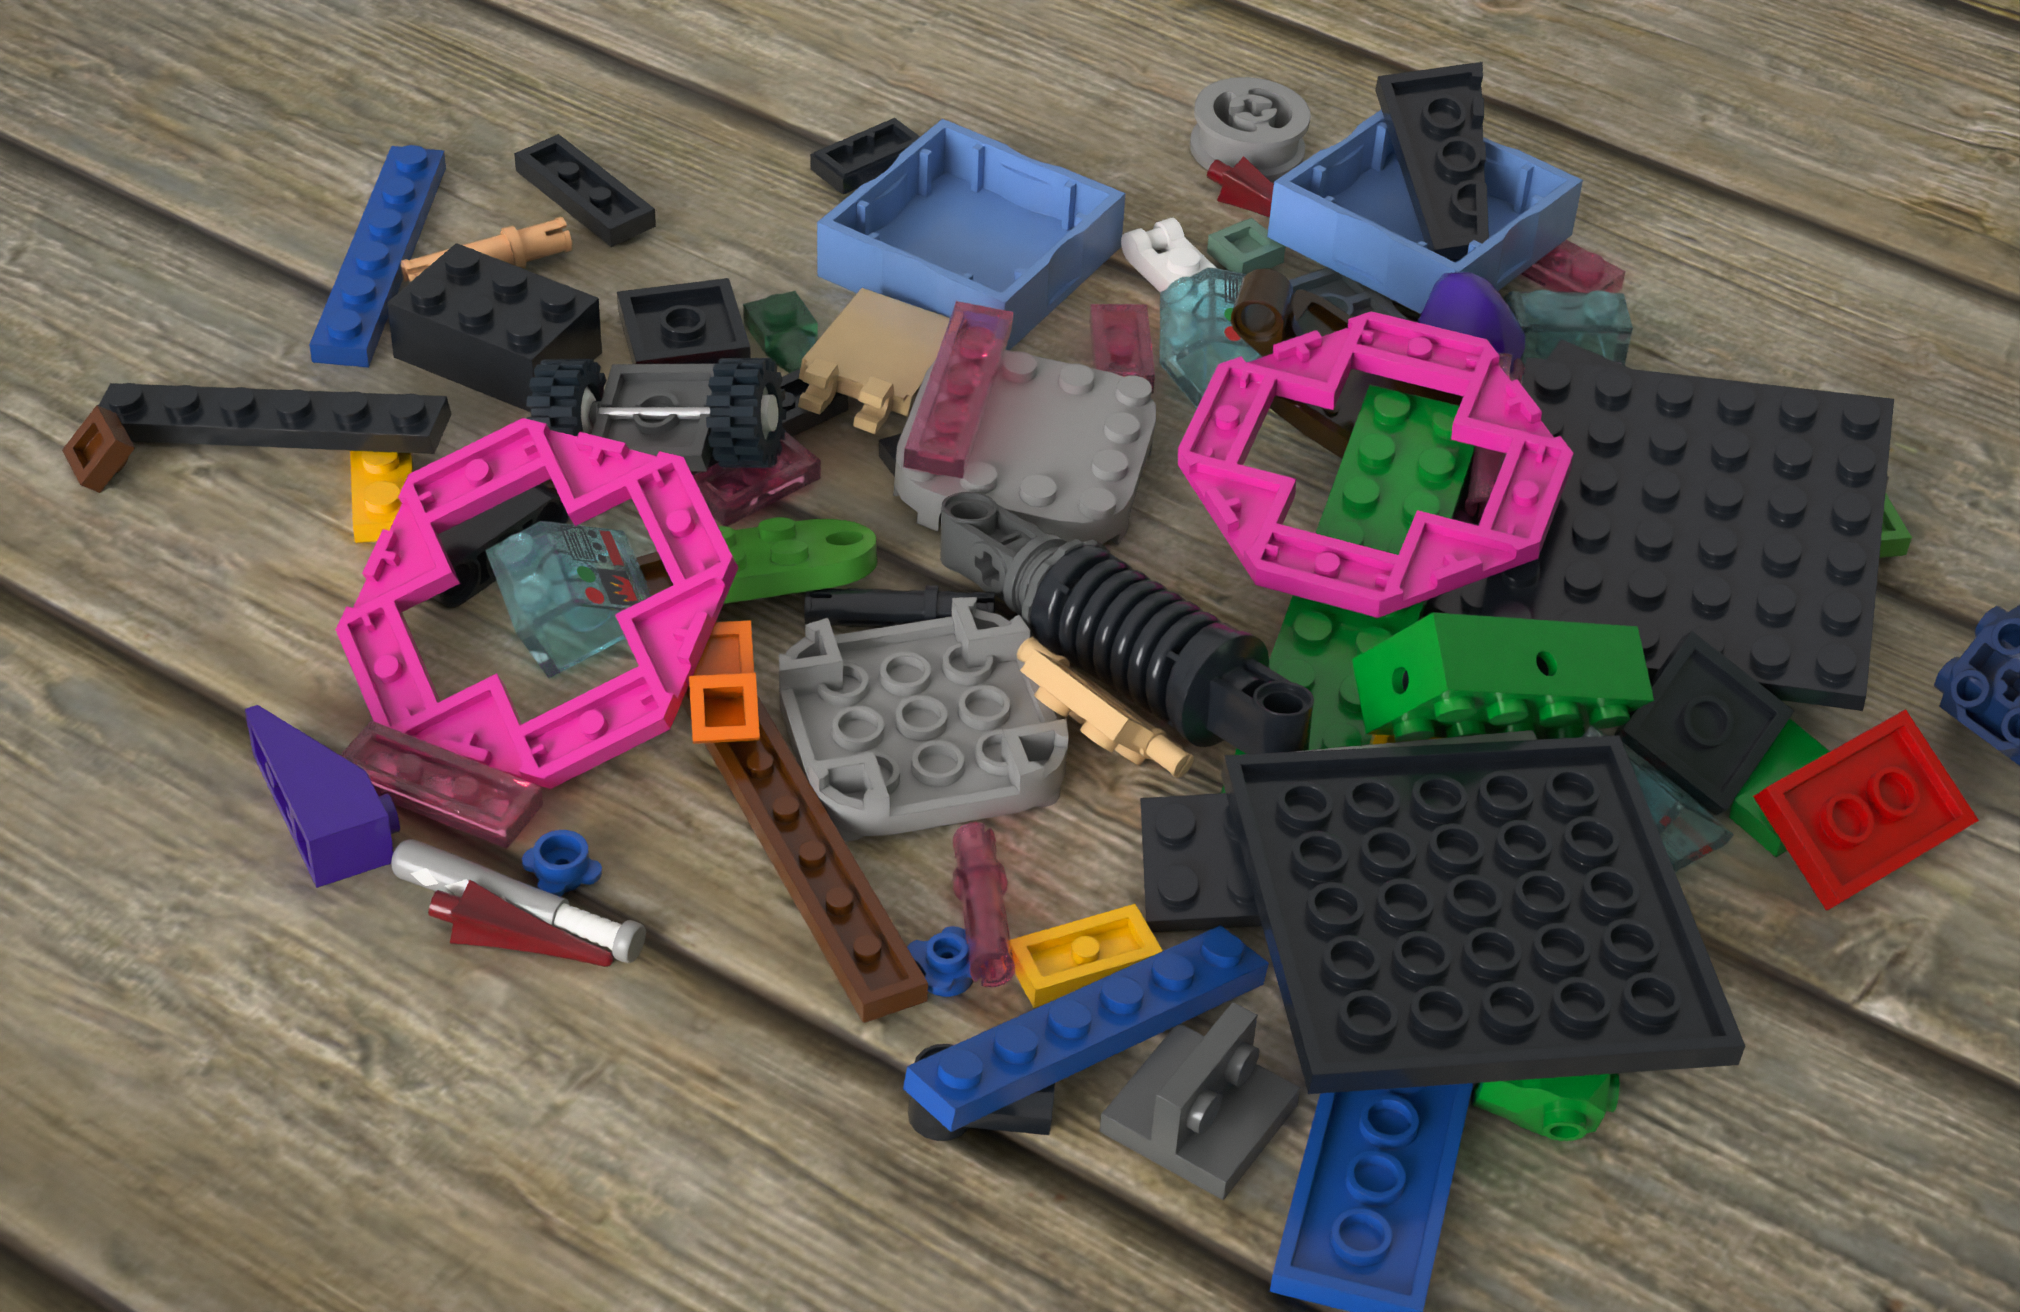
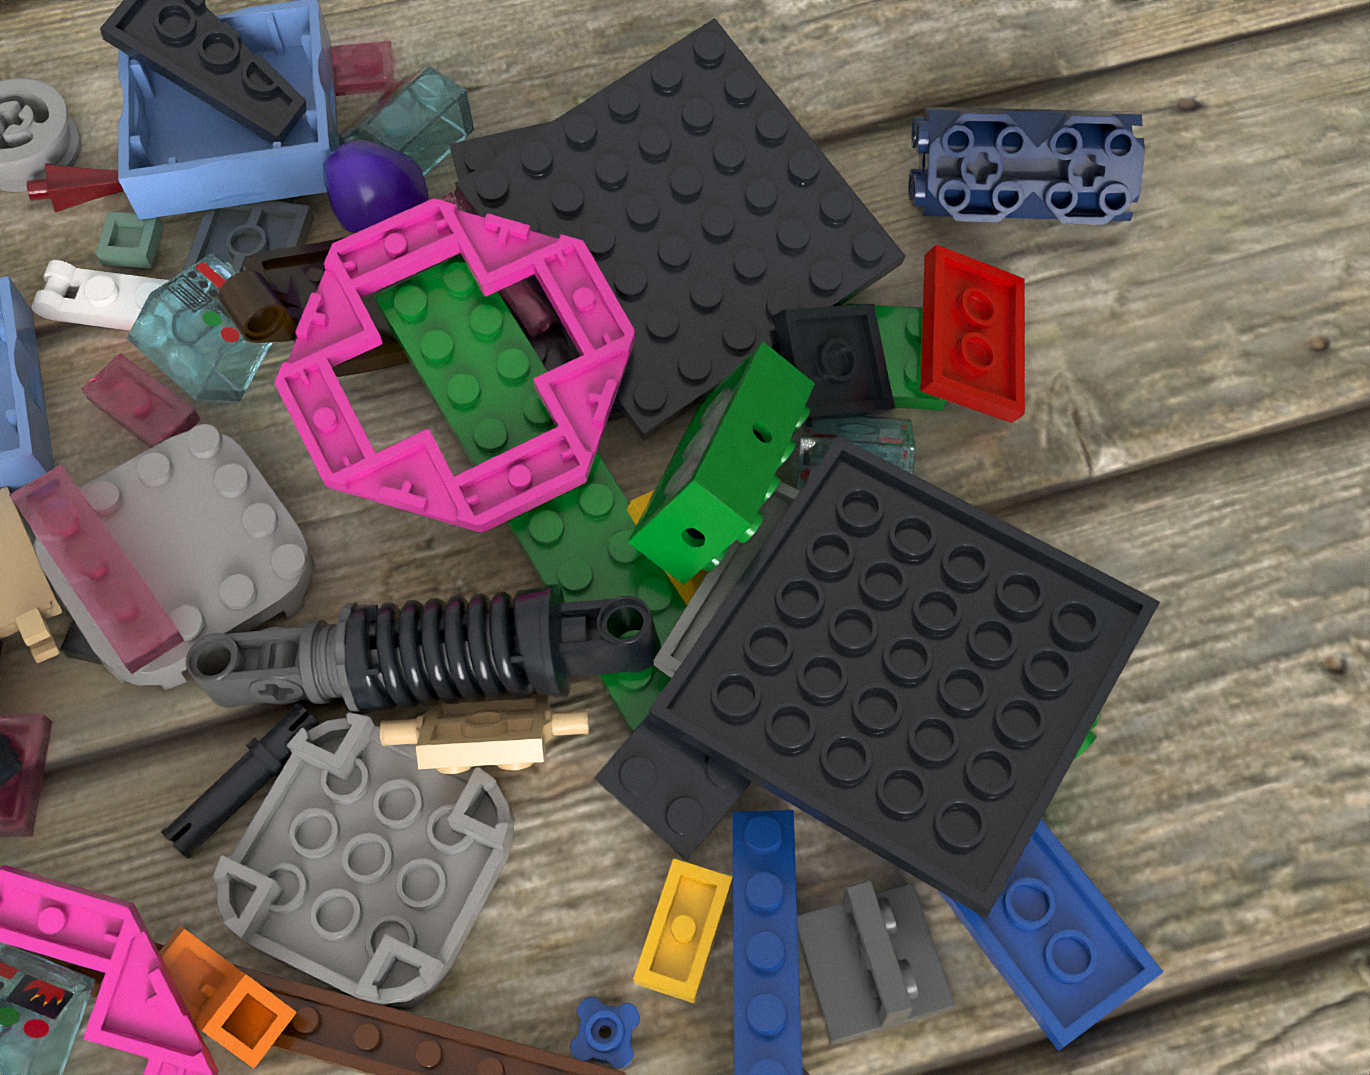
camera: 45 degrees left, 20 degrees up
(798, 556) = (116, 822): bright green plate -> none
(980, 886) = (562, 952): clear pink pin -> none

